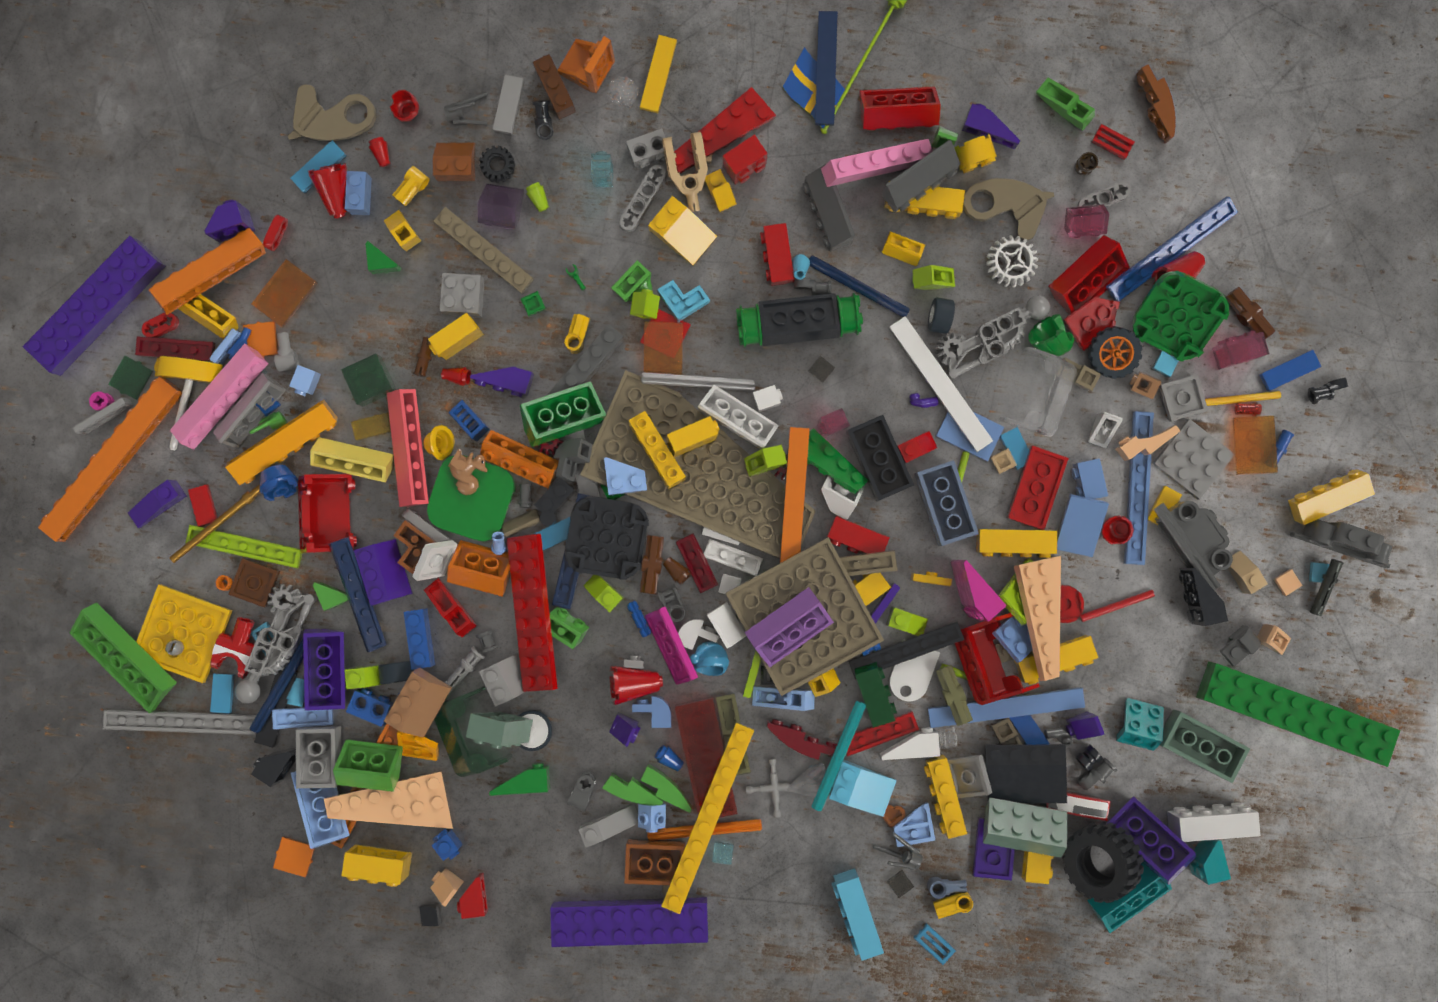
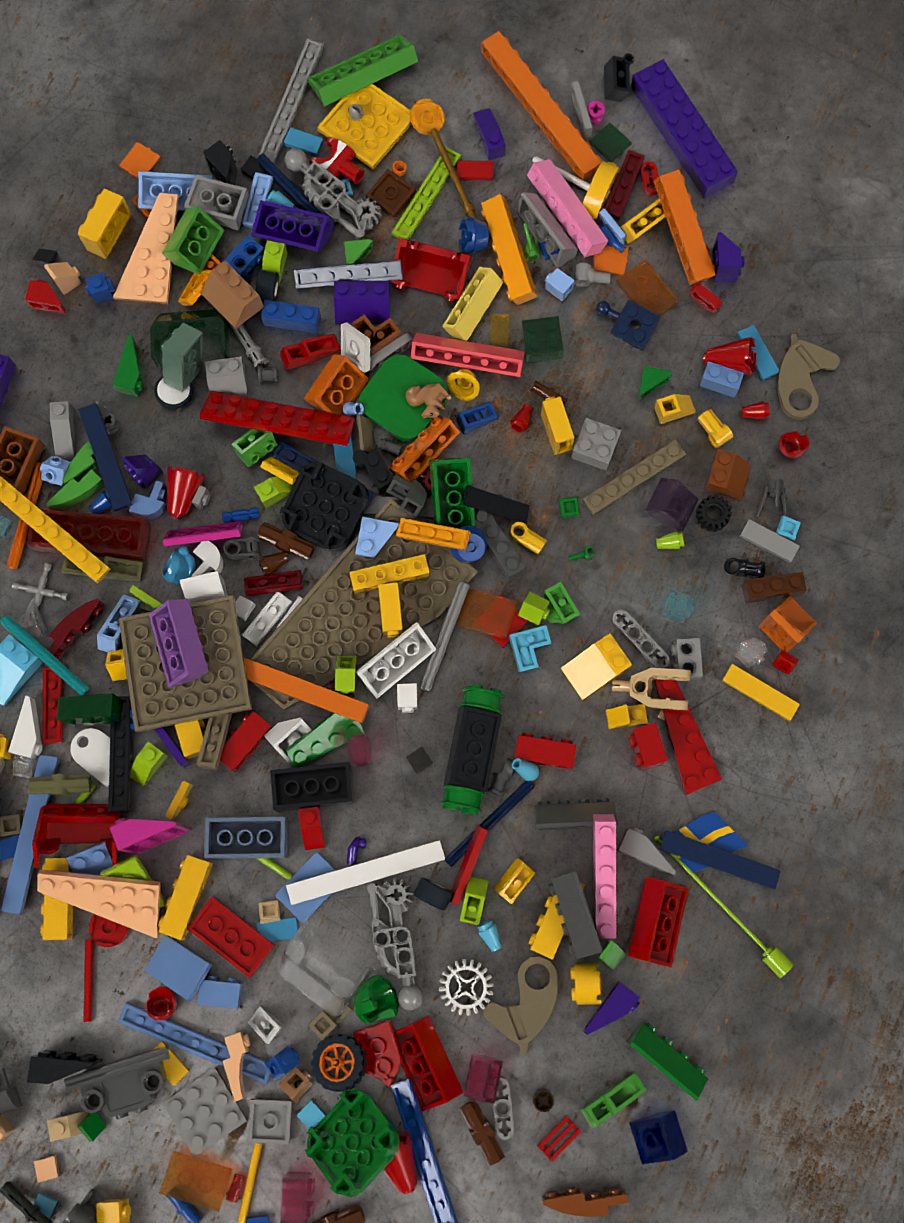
camera: 110 degrees right, 10 degrees down
(56, 388) = (617, 77): none -> black hinge
(157, 573) = (426, 116): none -> light orange tile
(331, 306) = (630, 313): none -> dark blue plate
(490, 90) = (788, 527): none -> medium azure tile
(510, 379) = (501, 466): dark purple slope -> none
(556, 370) = (495, 504): none -> black tile
(582, 593) = (280, 470): none -> yellow tile
(604, 383) = (476, 546): none -> blue cone
(605, 418) = (433, 534): none -> light orange tile
(623, 58) = (785, 662): none -> red tile
(624, 770) = (105, 457): none -> dark blue tile
(839, 140) = (641, 849): none -> light grey slope
(903, 292) = (468, 864): none -> red tile
(958, 255) = (489, 933): none -> medium azure cone
(1018, 64) = (667, 1060): none -> green slope
(1084, 55) = (658, 1137): none -> clear blue slope
(1131, 208) = (482, 1132): none -> reddish brown piece
(1131, 402) = (283, 1062): none -> blue brick
(1241, 553) = (92, 1126): none -> green tile

